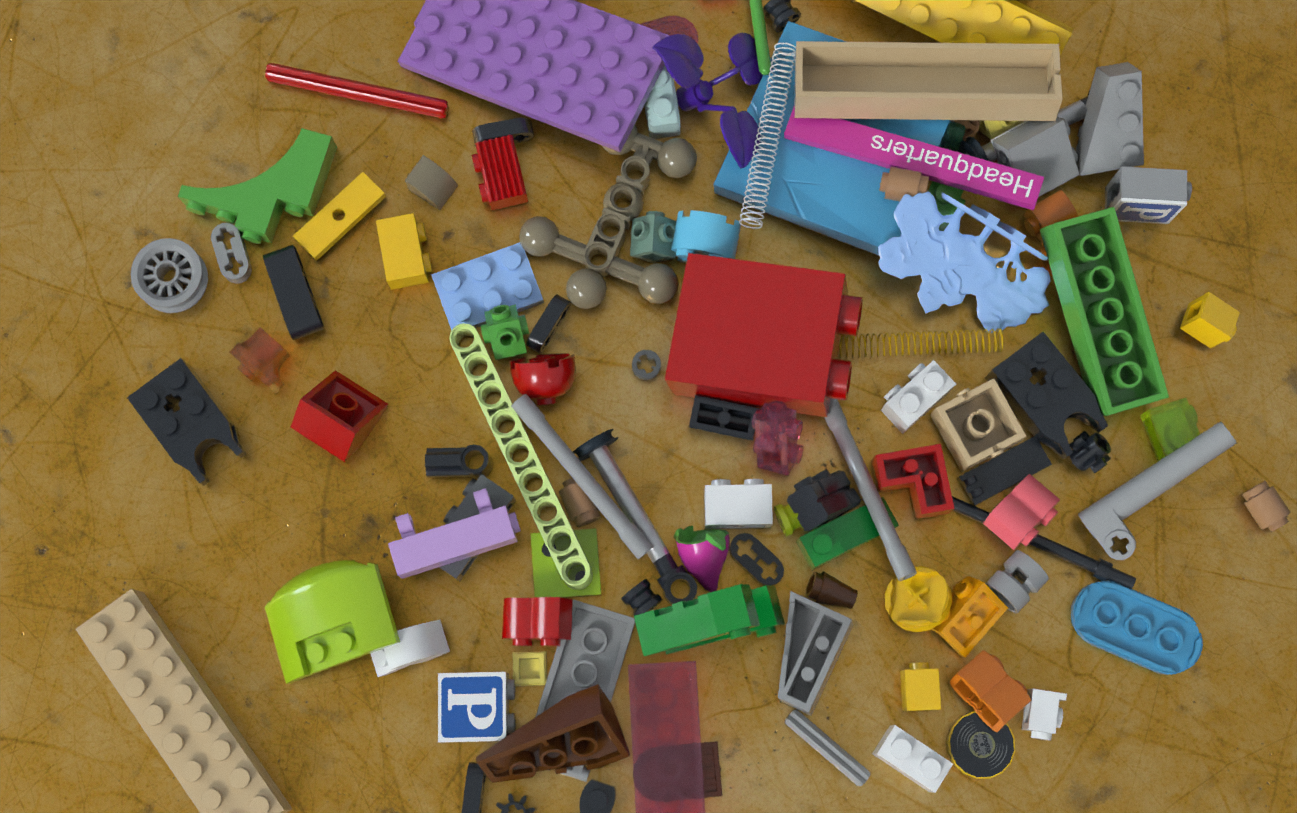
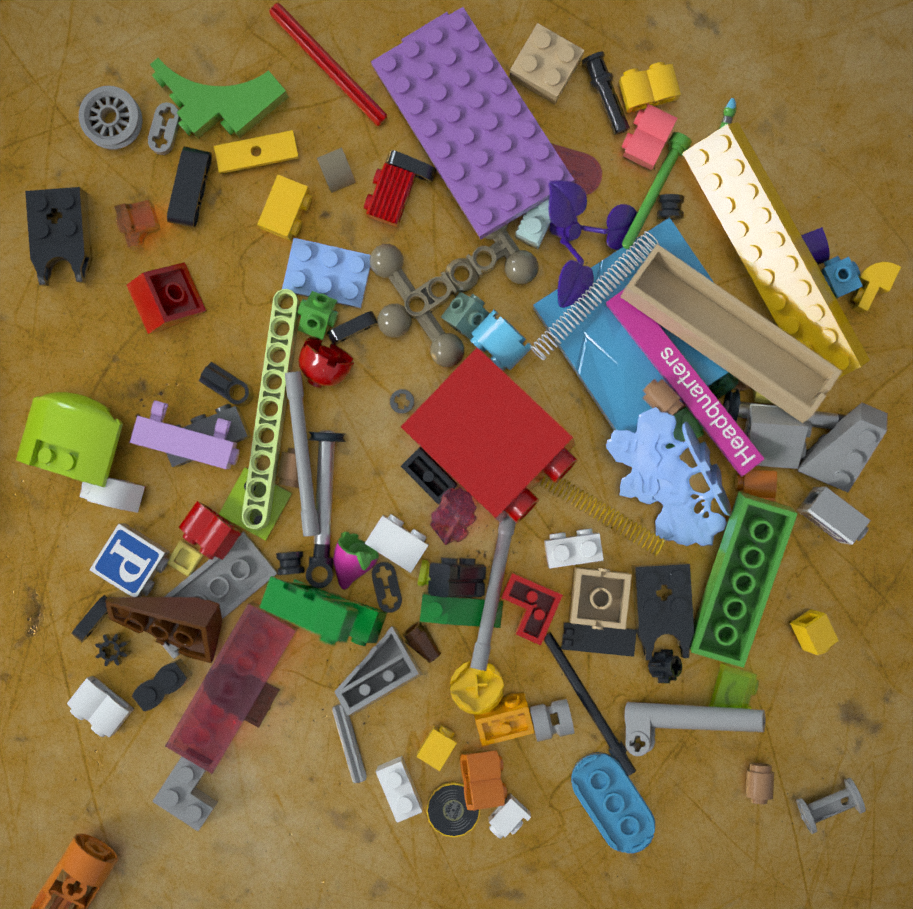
camera: 40 degrees right, 10 degrees up
(1022, 512) = (588, 676): coral brick -> none

